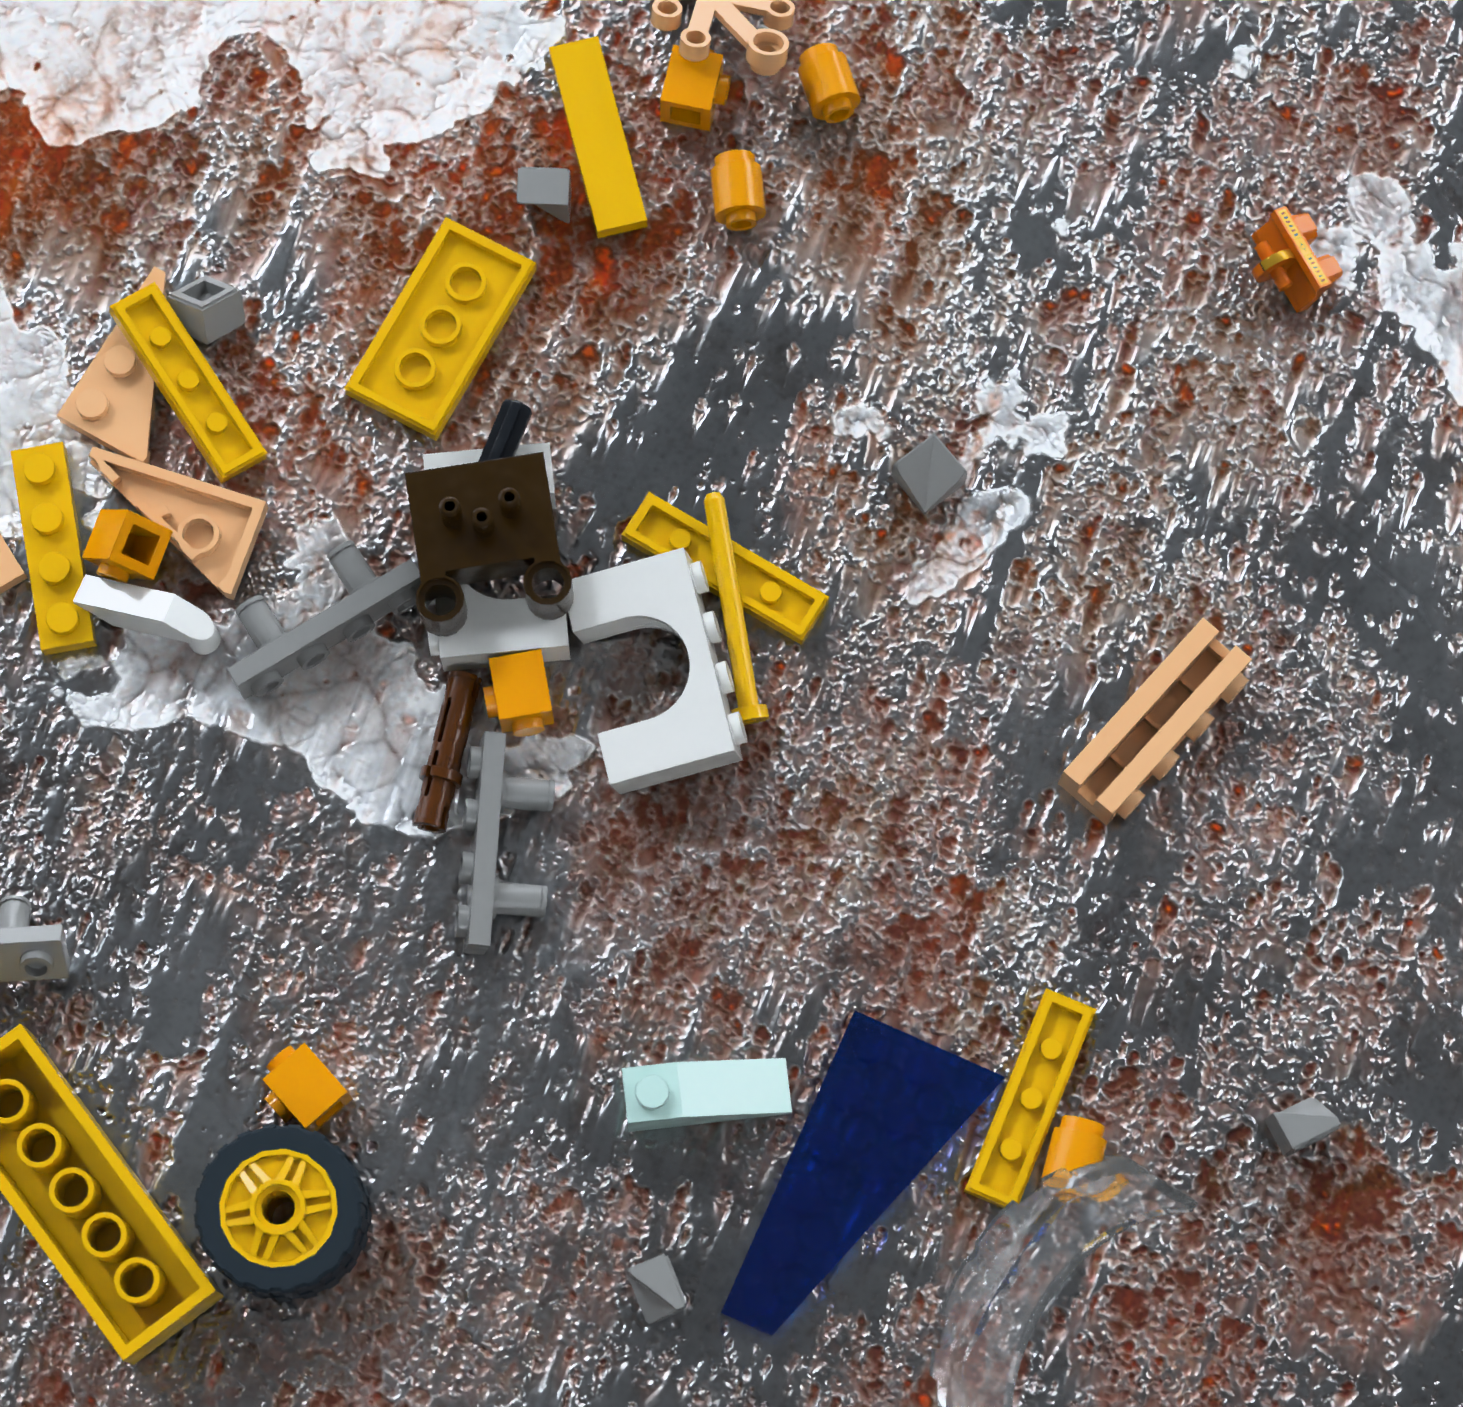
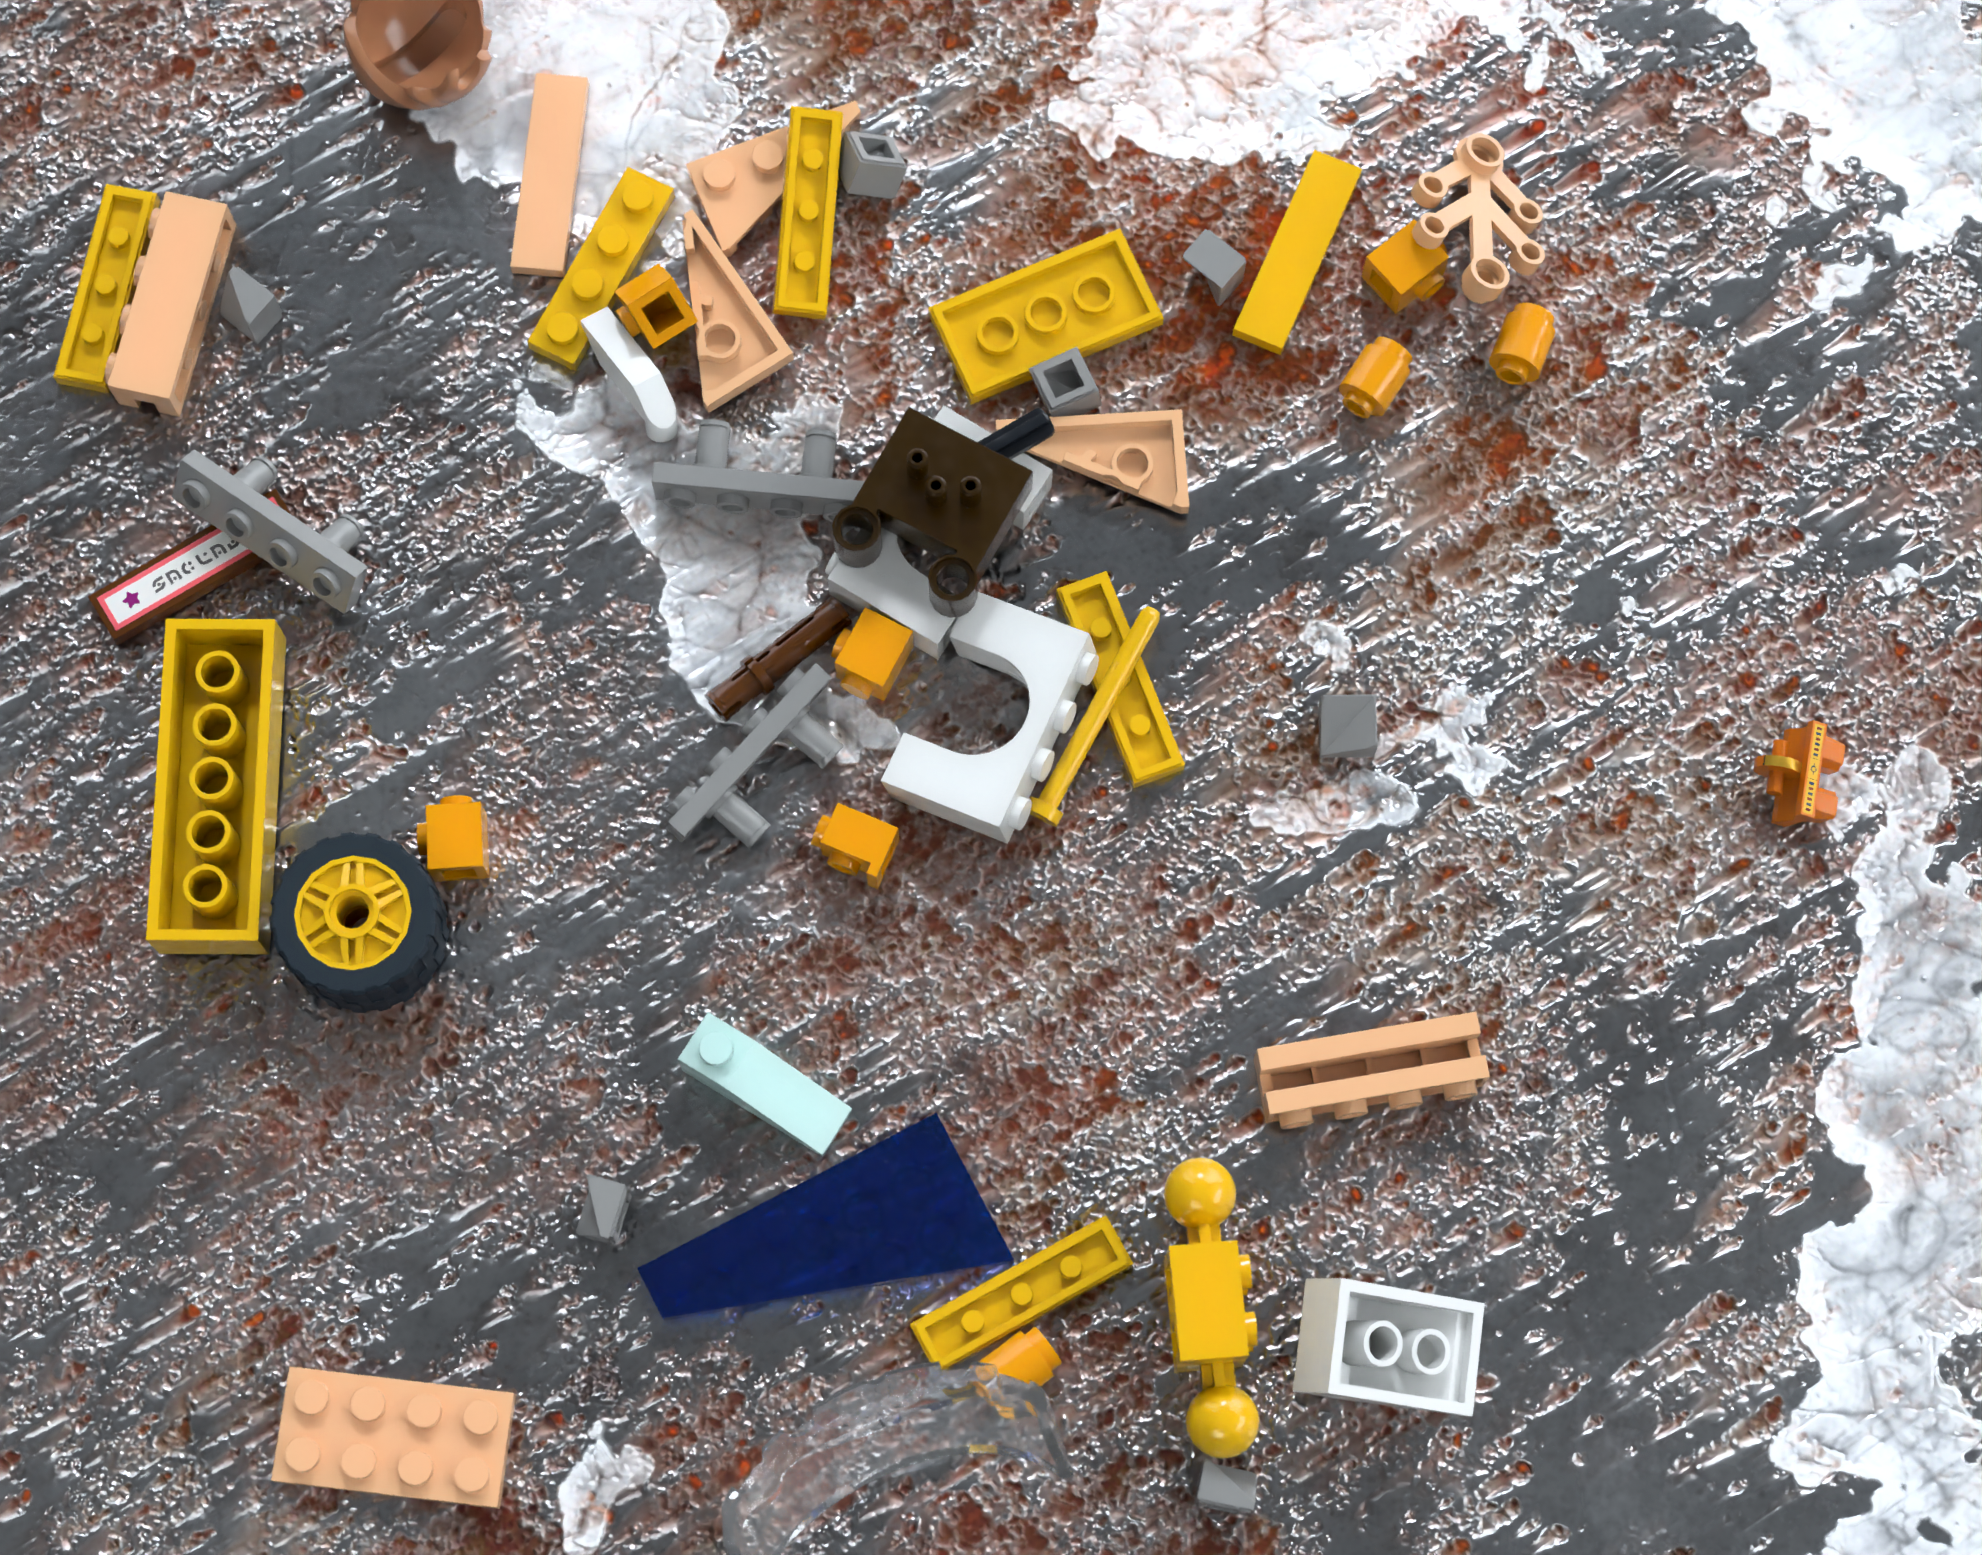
camera: 40 degrees right, 0 degrees up
(502, 369) = (1066, 385): none -> light grey slope
(590, 387) = (1124, 450): none -> light nougat wing
(626, 848) = (856, 843): none -> light orange brick
(1186, 996) = (1207, 1308): none -> yellow brick
(1334, 923) = (1388, 1346): none -> white slope

